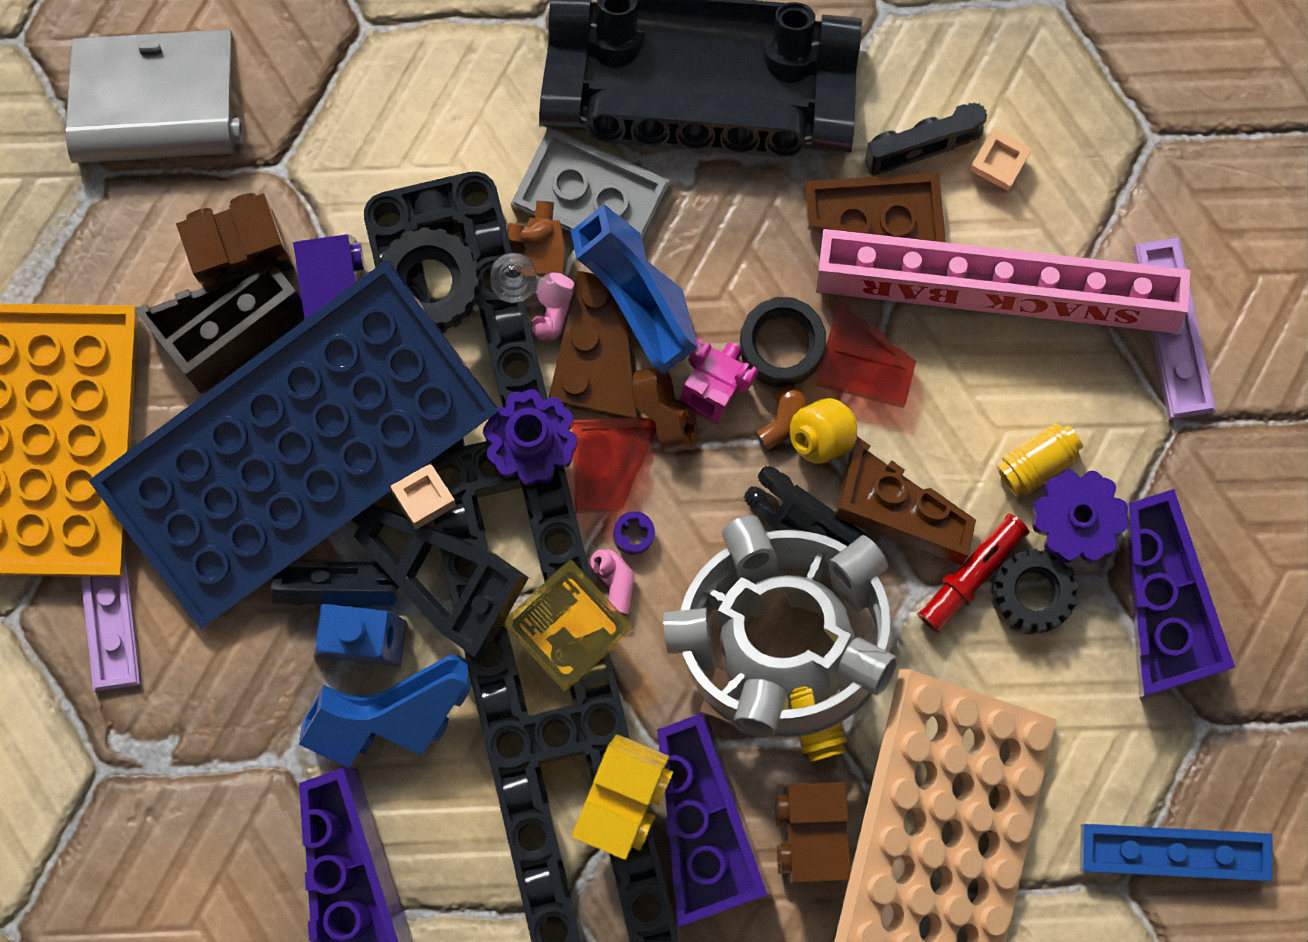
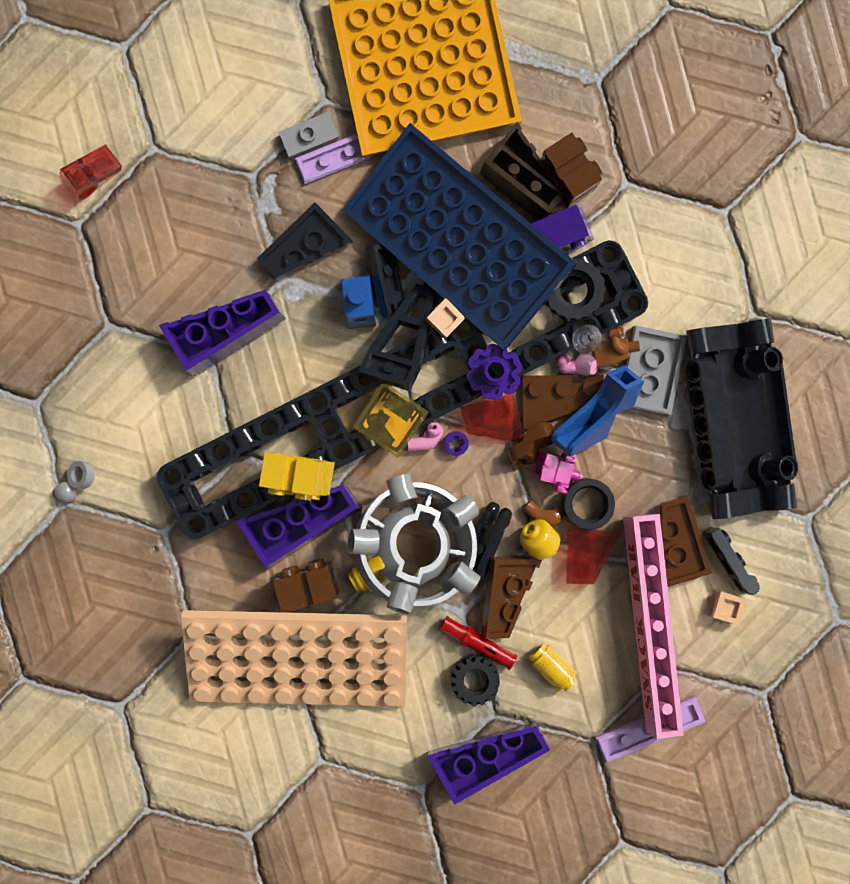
camera: 80 degrees right, 10 degrees up
(61, 657) = (309, 135): none -> light grey plate
(151, 97) = (651, 95): light grey door -> none
(237, 706) = (304, 242): none -> black wing
(405, 714) = (319, 337): blue arch -> none
(1095, 501) = (526, 710): dark purple plant -> none
(1176, 852) = (345, 788): blue plate -> none

